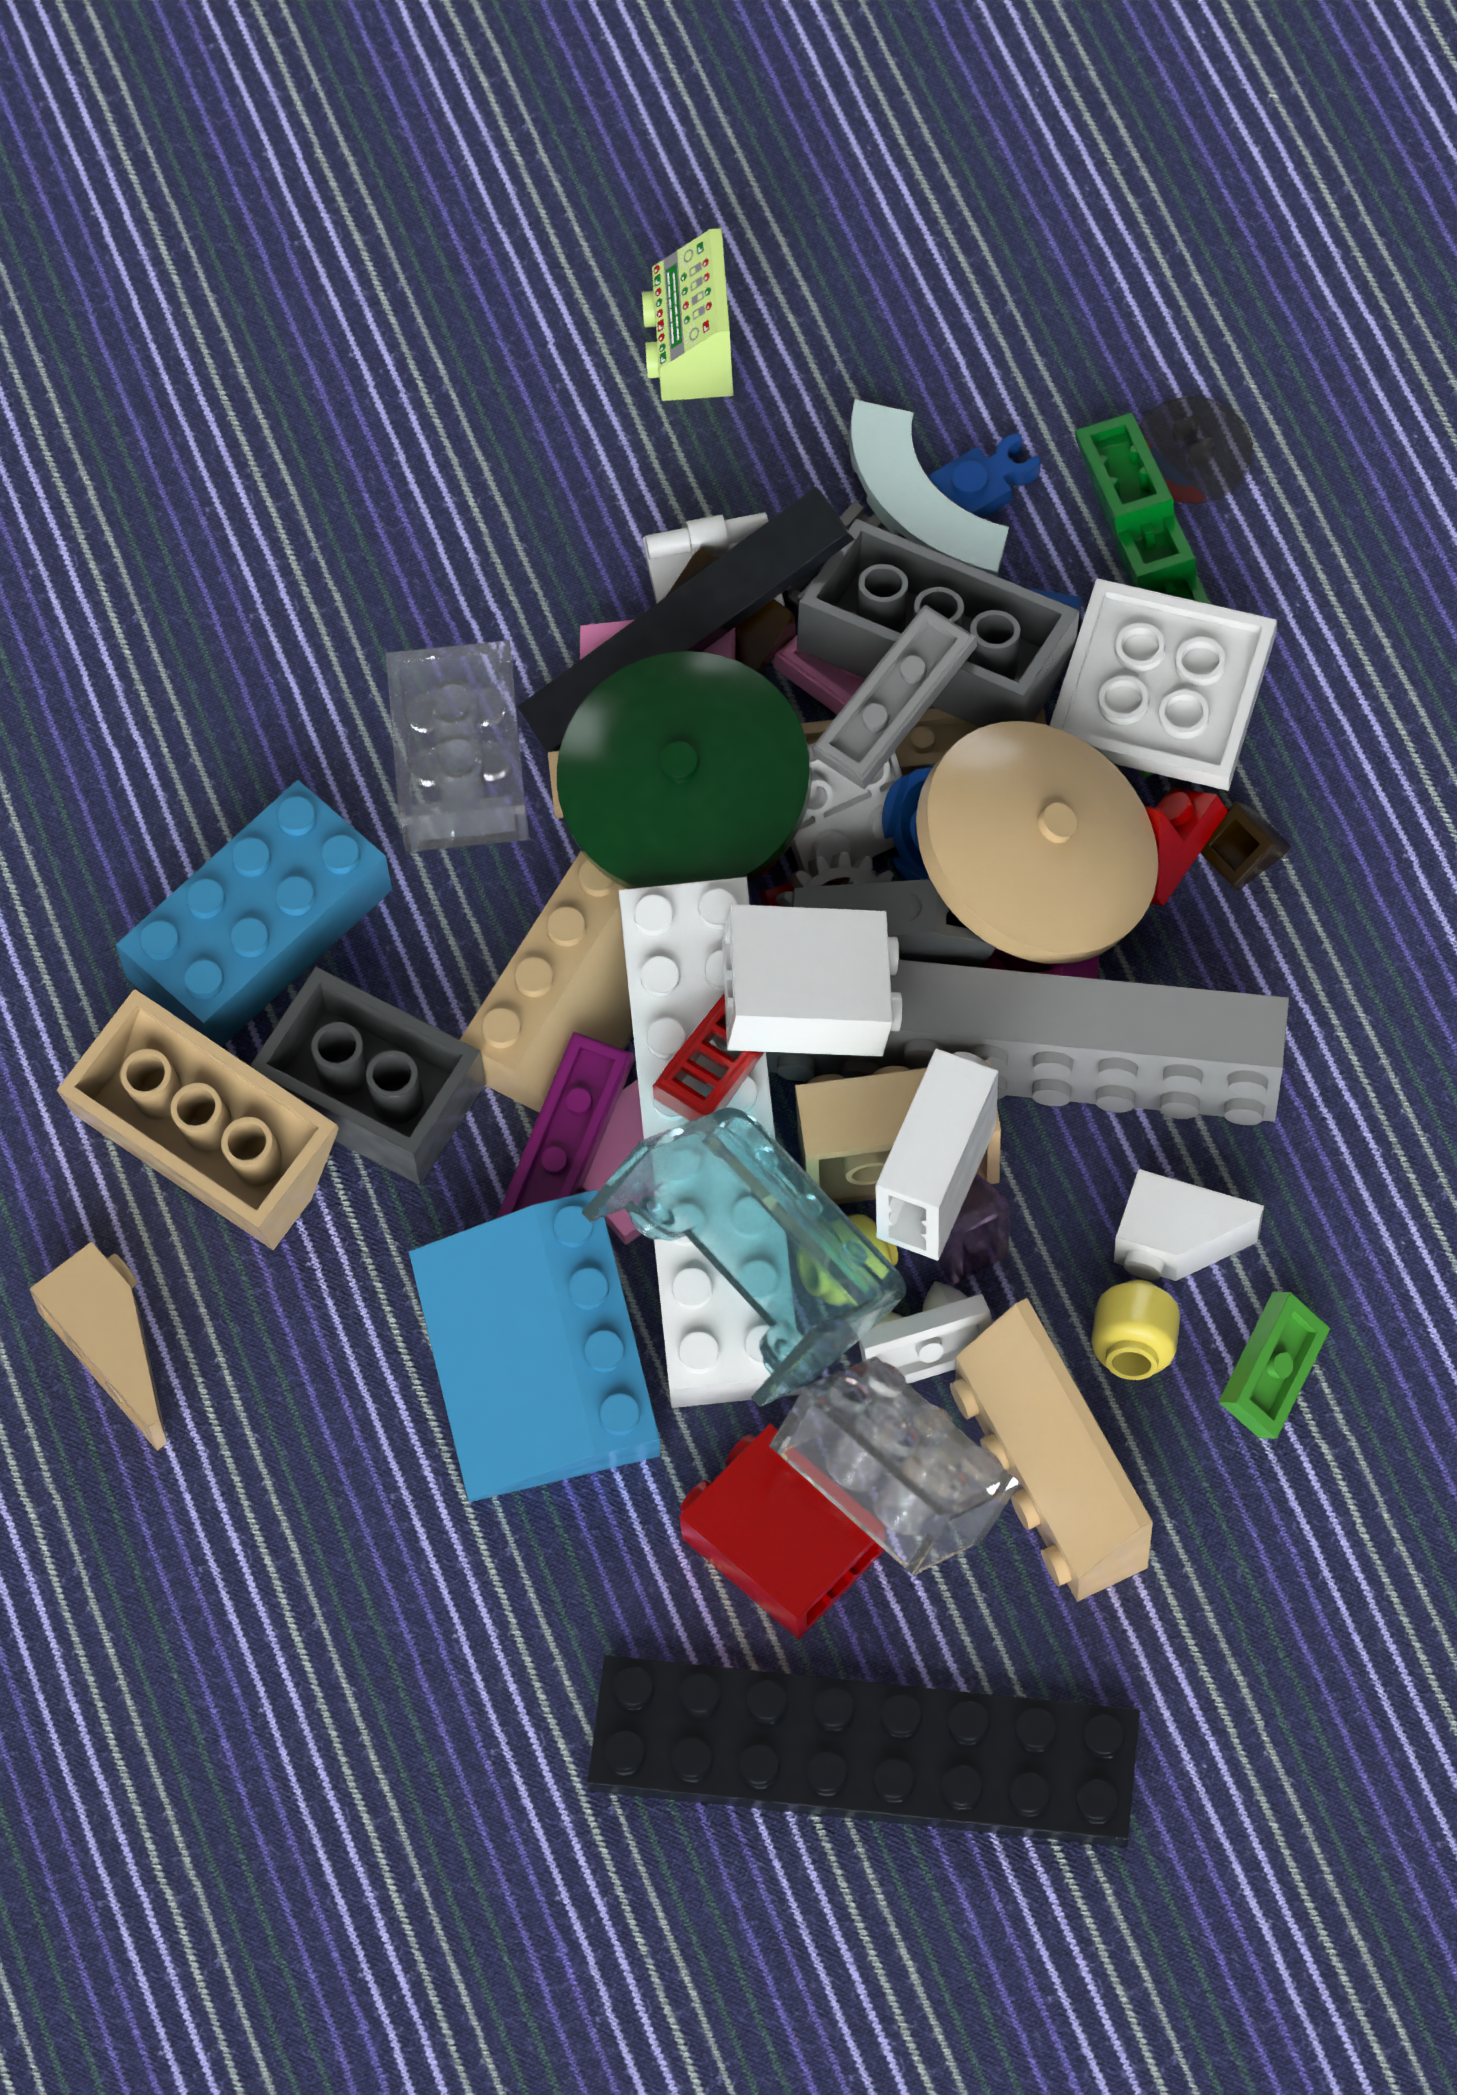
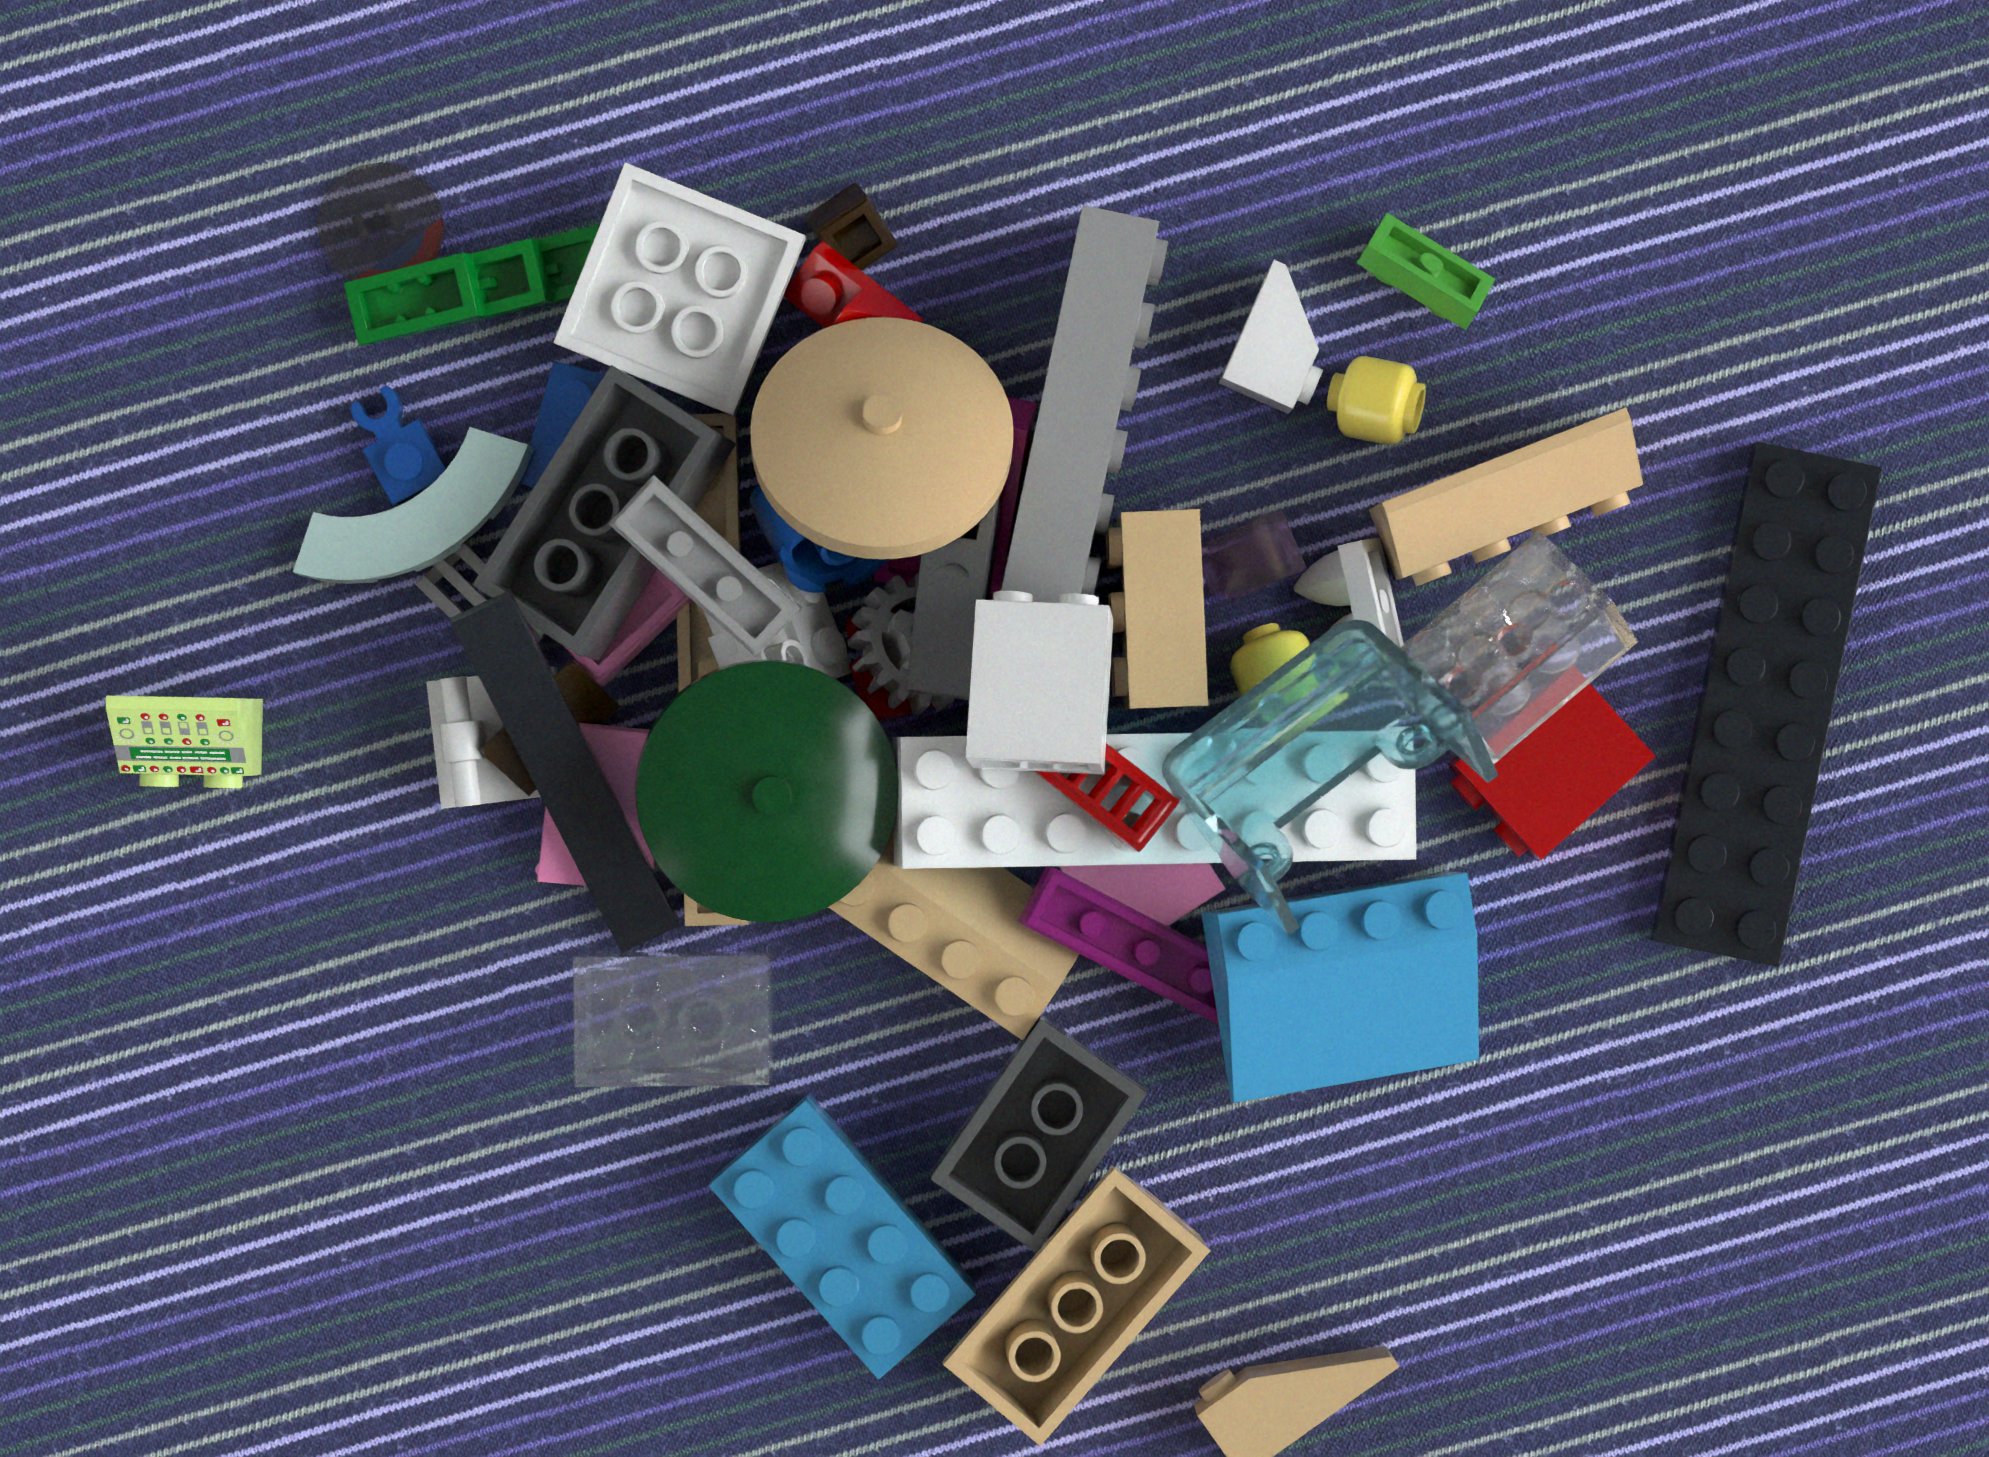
camera: 90 degrees left, 25 degrees up
(937, 1153) = (1251, 573): white brick -> none

